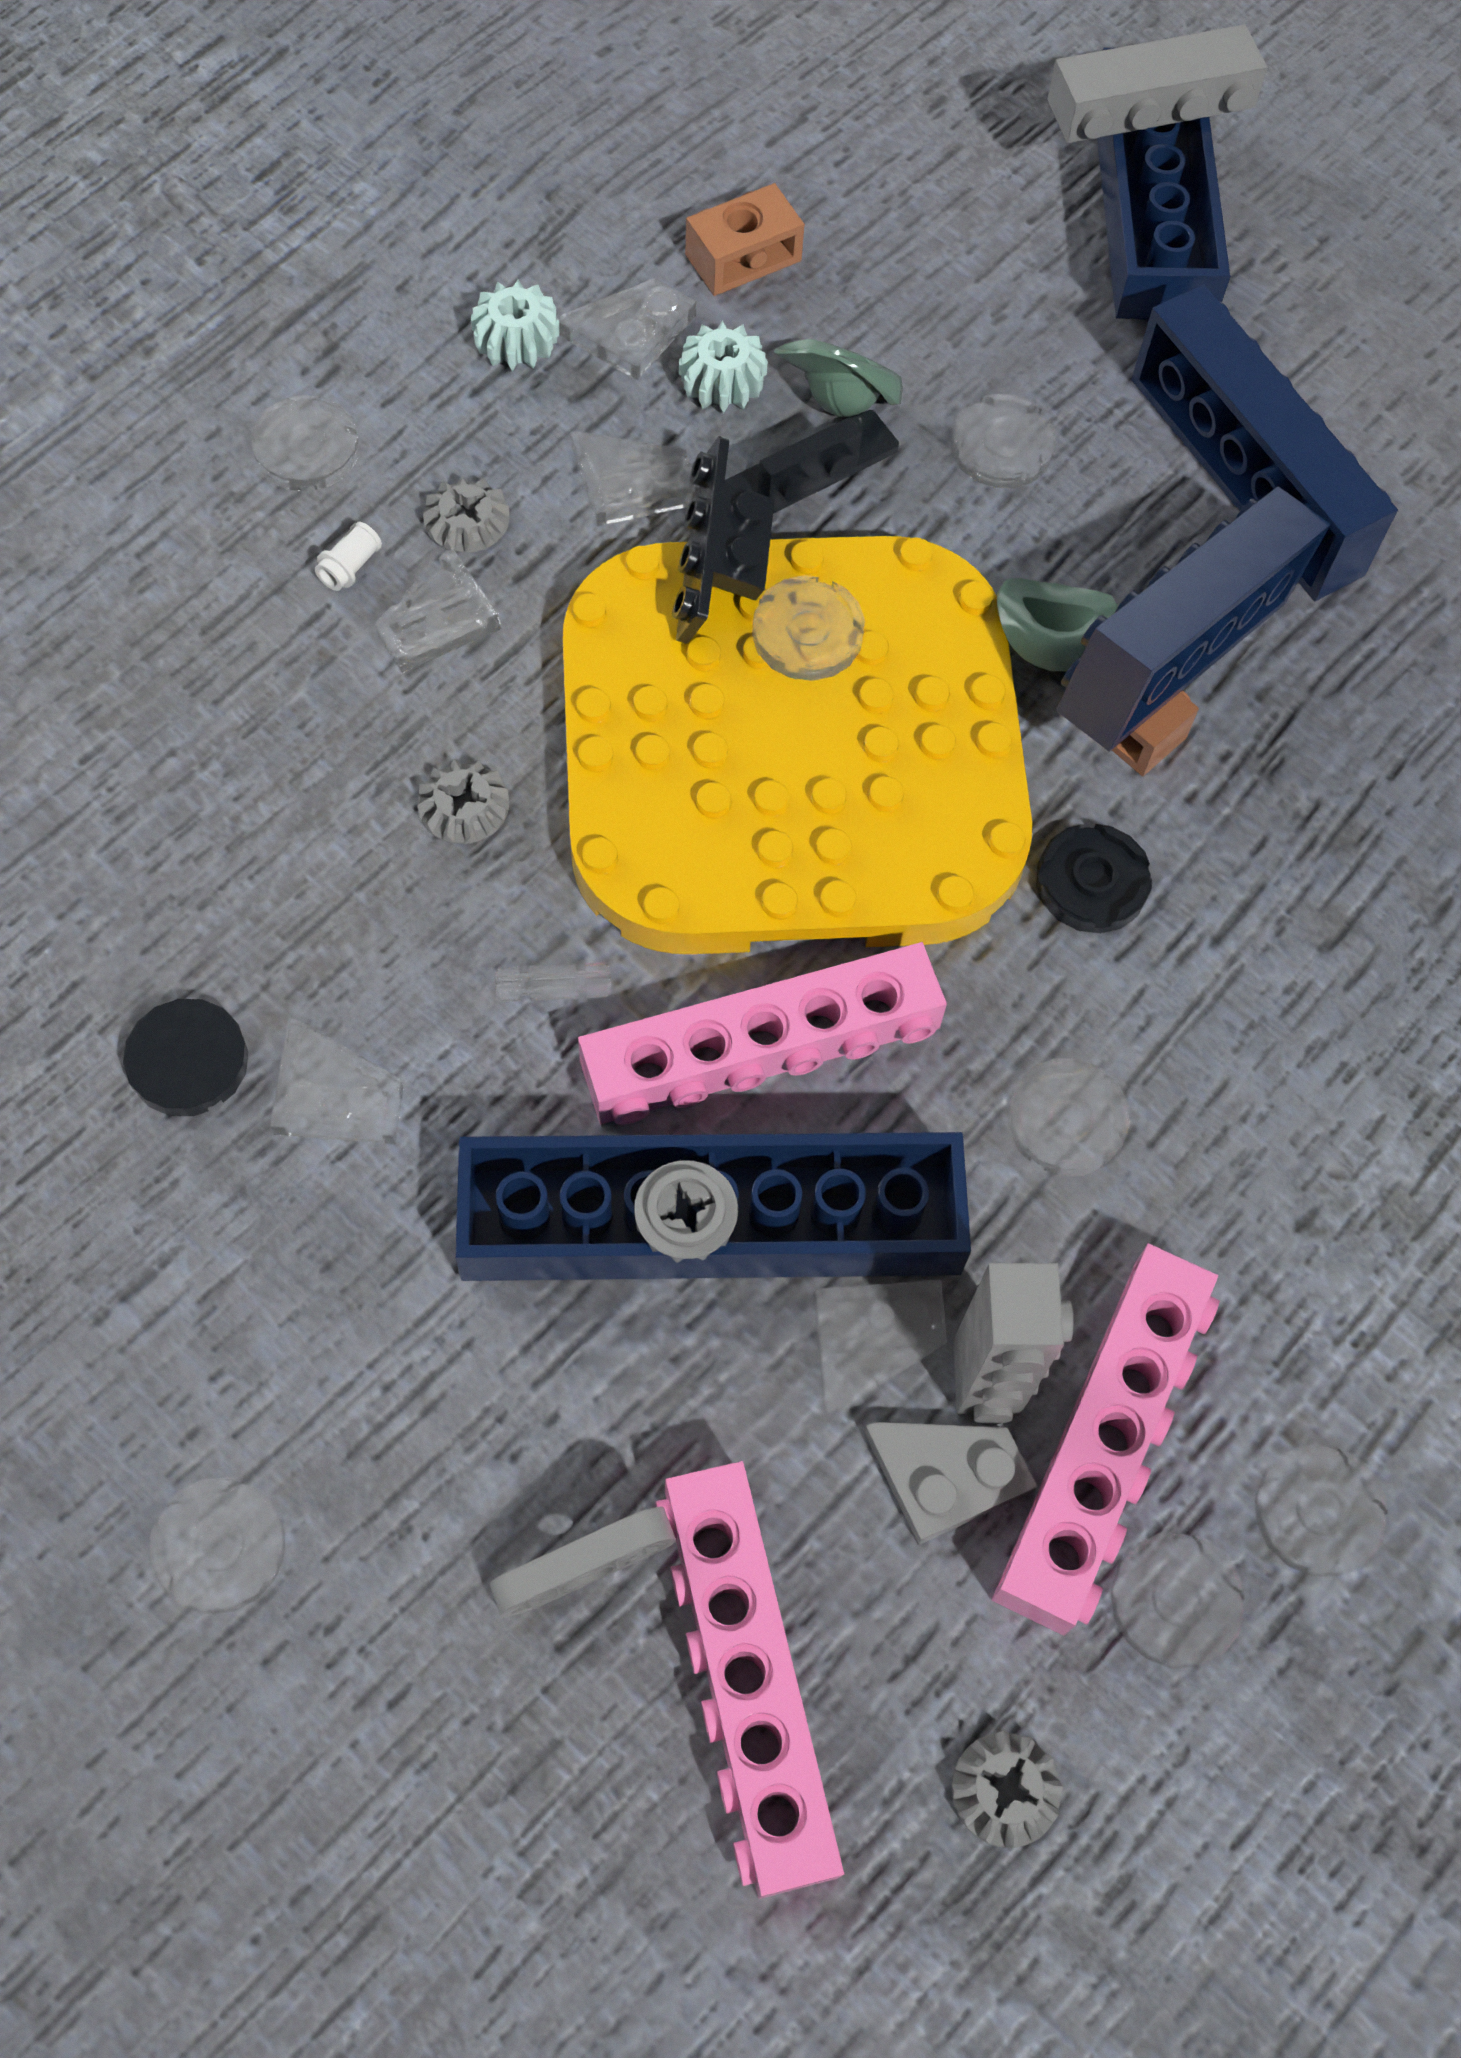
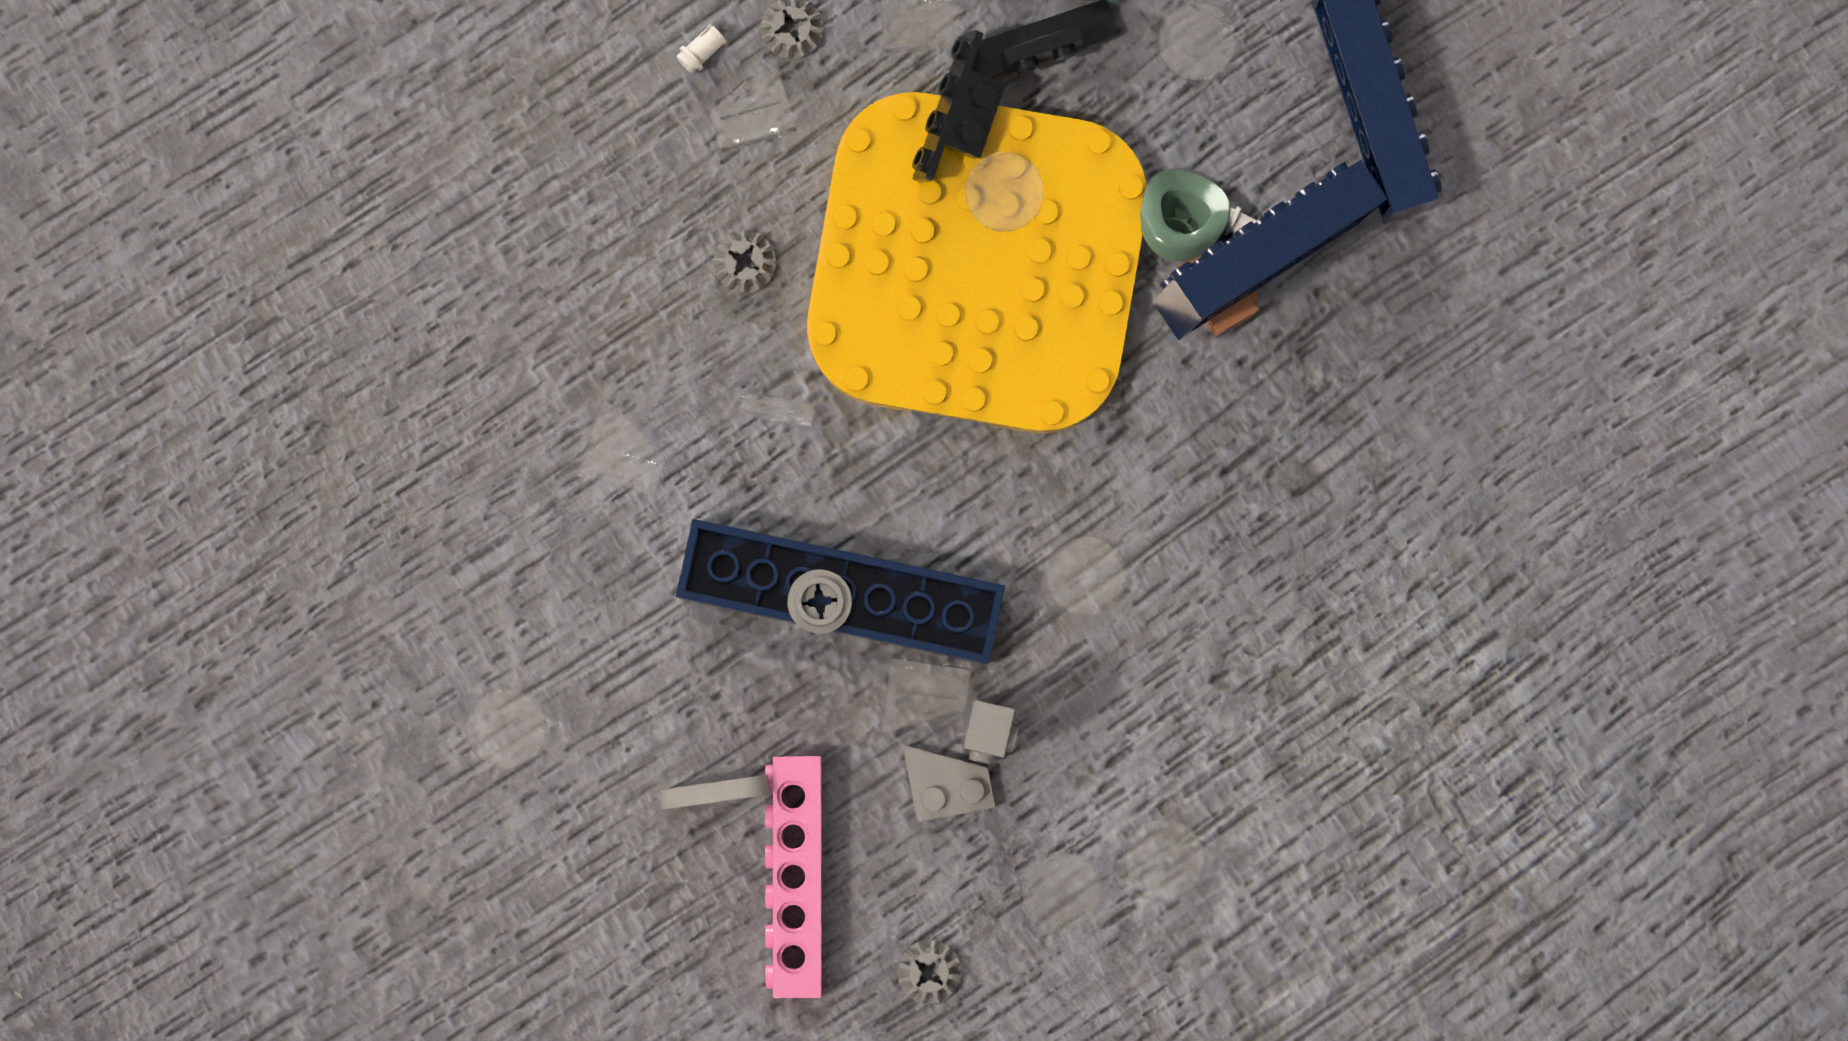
camera: 20 degrees right, 20 degrees up
(185, 1057) = (532, 410): black tile -> none
(896, 977) = (1001, 460): bright pink brick -> none
(1031, 1580) = (1102, 702): bright pink brick -> none
(1094, 878) = (1155, 410): black tile -> none

